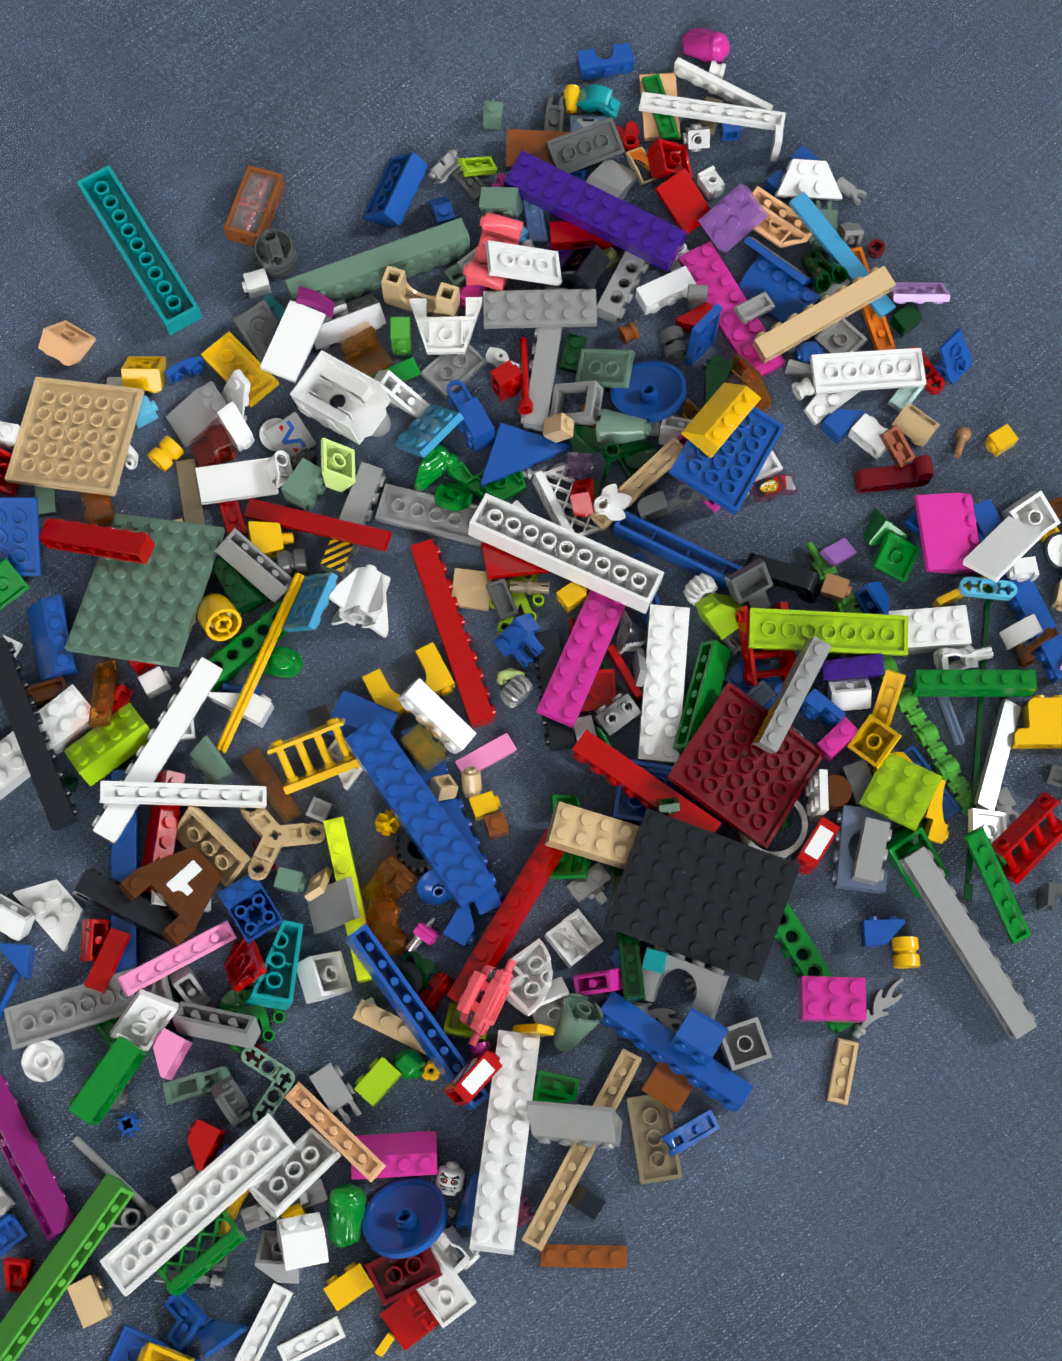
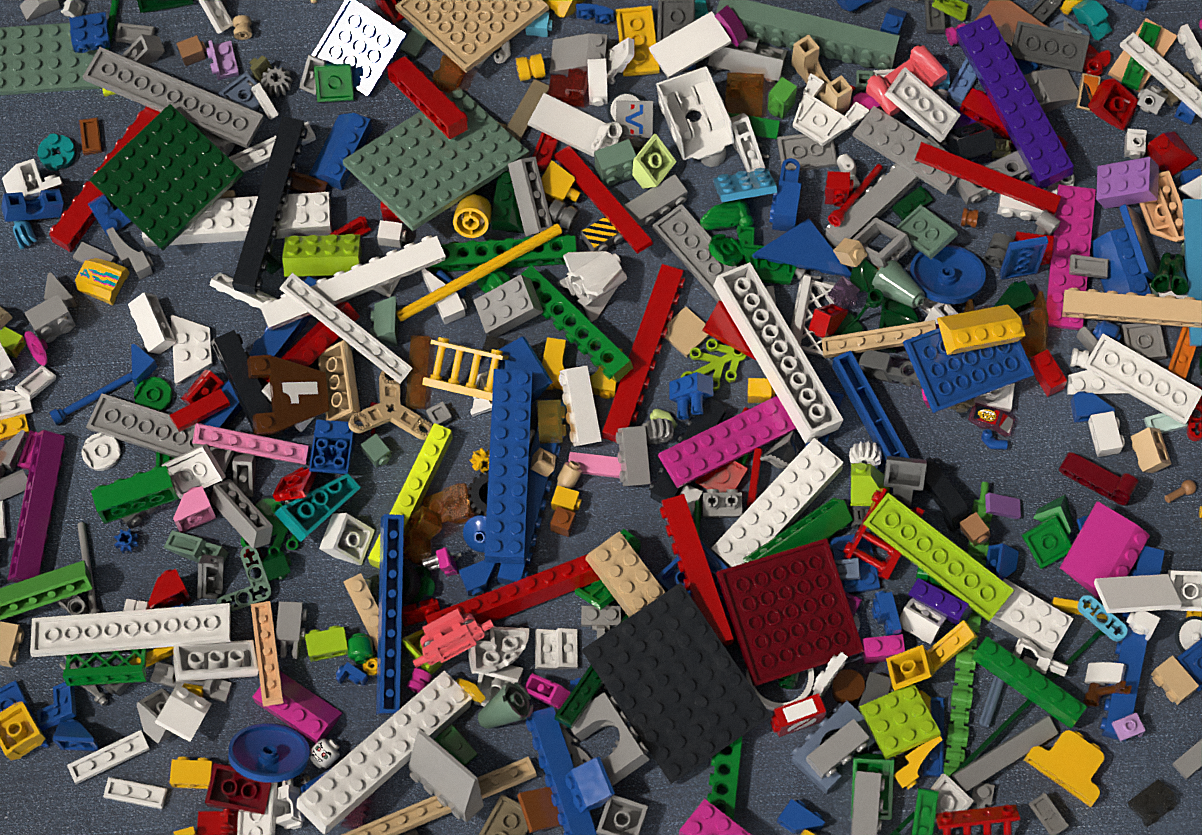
camera: 40 degrees right, 5 degrees down
(41, 830) = (224, 284): none -> white plate
(51, 975) = (153, 394): none -> green tile
(103, 694) = (345, 214): clear orange plate -> none
(281, 1046) = (276, 565): none -> dark green brick
(308, 673) = (508, 306): none -> light grey brick
(310, 602) = (549, 251): dark azure plate -> none
(318, 884) = (394, 466): tan plate -> none
(334, 906) = (393, 490): light grey tile -> none
(345, 1214) = (229, 719): green hair -> none
(423, 1090) = (355, 675): none -> blue bracket
(443, 665) = (617, 367): none -> green brick
(473, 1077) = (395, 685): red brick -> none
(501, 201) = (943, 45): sand green slope -> none
(502, 599) = (701, 354): dark grey tile -> none
(513, 727) = (633, 456): none -> light grey brick
(529, 587) = (731, 360): dark tan pin -> none
(615, 502) = (848, 341): white plate -> none
(621, 289) = (987, 178): none -> red tile
(639, 667) = (768, 480): light grey tile -> none
(655, 960) = (601, 705): teal tile -> none
(668, 805) = (700, 594): plate -> none
(683, 200) = (1098, 142): red tile -> none
(743, 171) = (1170, 153): none -> red slope
(785, 506) = (988, 438): none -> blue arm
(790, 416) = (1048, 373): none -> red brick
(791, 695) = (866, 581): light grey brick -> none
(897, 446) = (1117, 454): copper plate -> none

